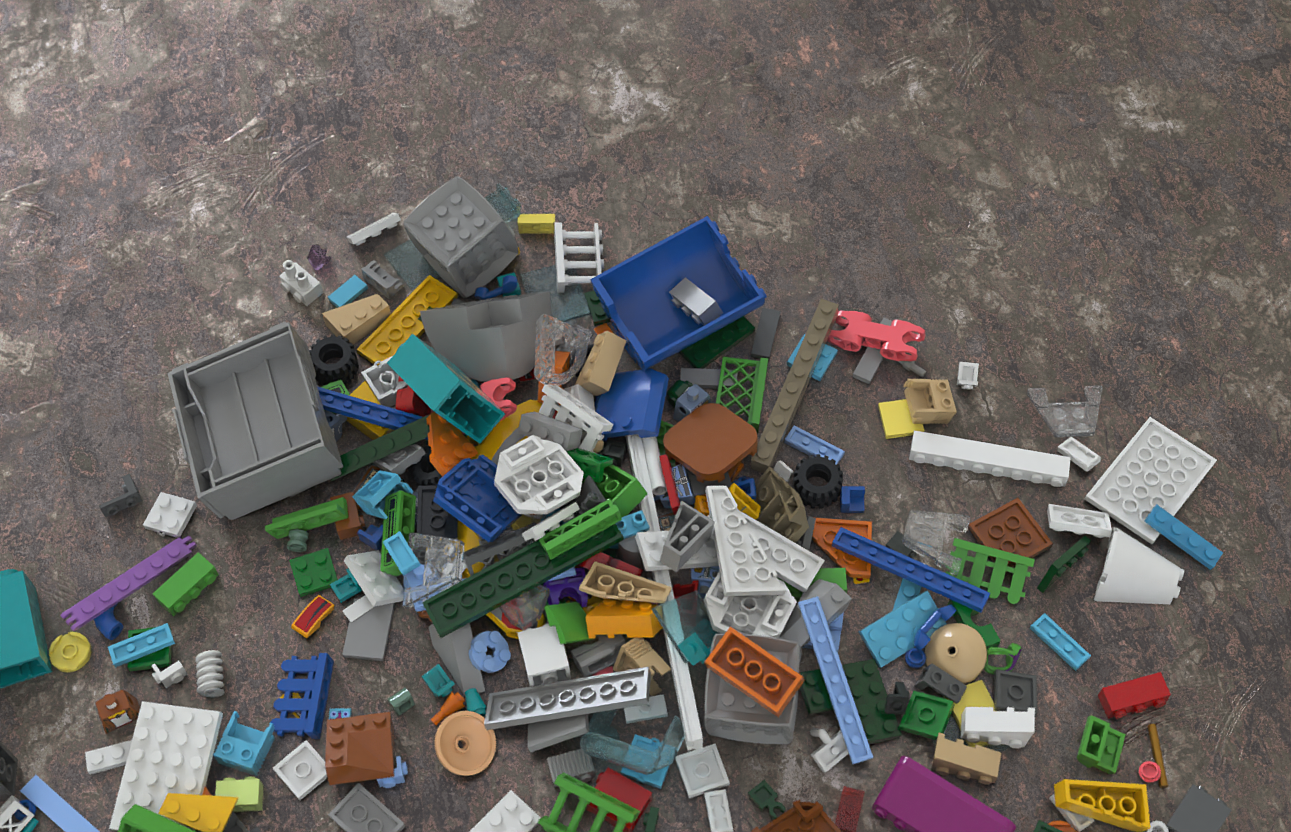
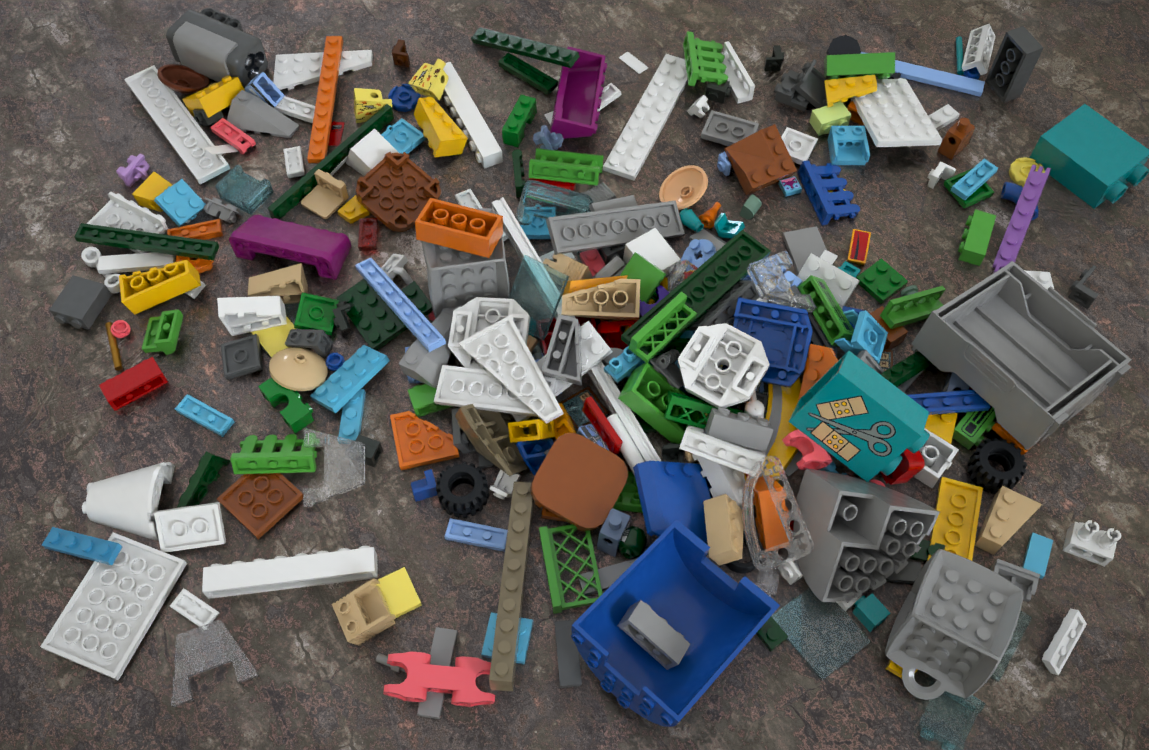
camera: 160 degrees right, 0 degrees up
(209, 674) = (907, 181): white piece -> none
(317, 257) = (1097, 582): clear purple tile -> none
(401, 553) = (811, 281): medium azure tile -> none
(508, 285) = (894, 594): blue bar -> none
(536, 223) = (889, 719): light yellow panel -> none
(551, 522) = (698, 317): white plate -> none
(561, 249) = (828, 660): white fence -> none
(694, 649) = (514, 262): teal bracket -> none
(911, 569) = (351, 420): blue plate -> none
(921, 638) = (311, 394): blue bar -> none
(967, 375) = (327, 665): white bracket -> none
(1012, 655) = (246, 385): bright green piece -> none

